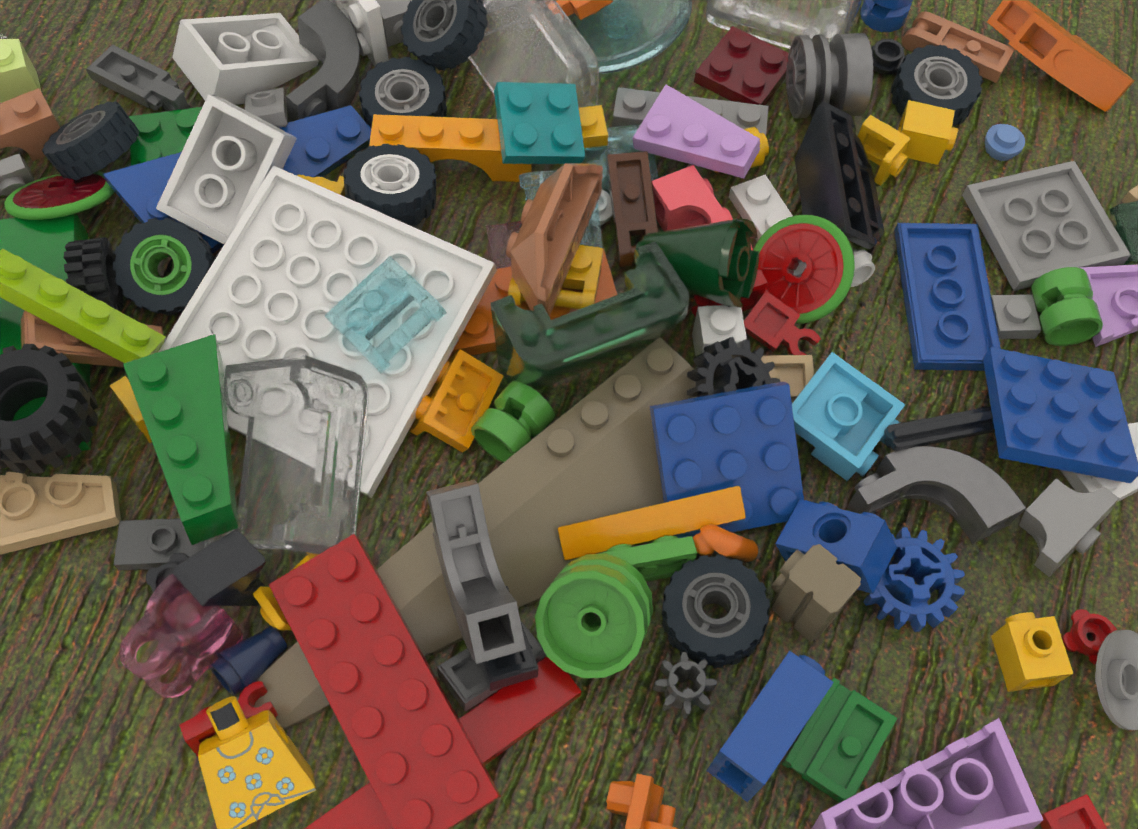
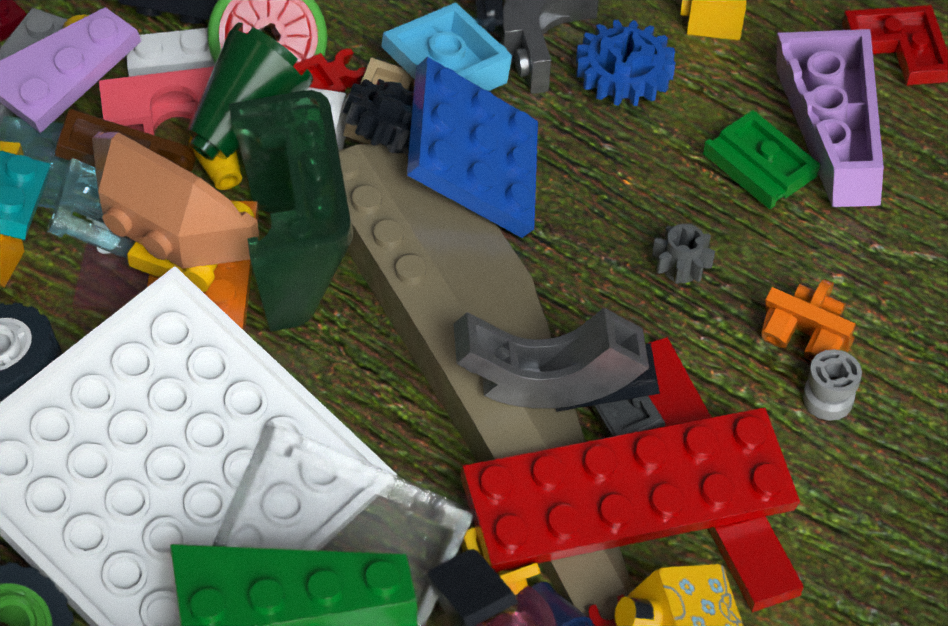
camera: 75 degrees left, 10 degrees down
(375, 304) = (185, 390): clear light blue plate -> none
(457, 400) = (315, 365): light orange bracket -> none
(518, 417) = (358, 321): bright green wheel -> none
(589, 642) = (611, 271): bright green wheel -> none
(651, 522) = (516, 230): light orange sticker -> none
(659, 558) = (548, 266): bright green plate -> none
(721, 583) = (615, 211): black wheel -> none
(725, 543) = (548, 183): orange arm -> none
(770, 725) = (746, 191): blue brick -> none
(813, 590) = (628, 123): dark tan brick -> none
(853, 538) = (583, 119): blue brick -> none

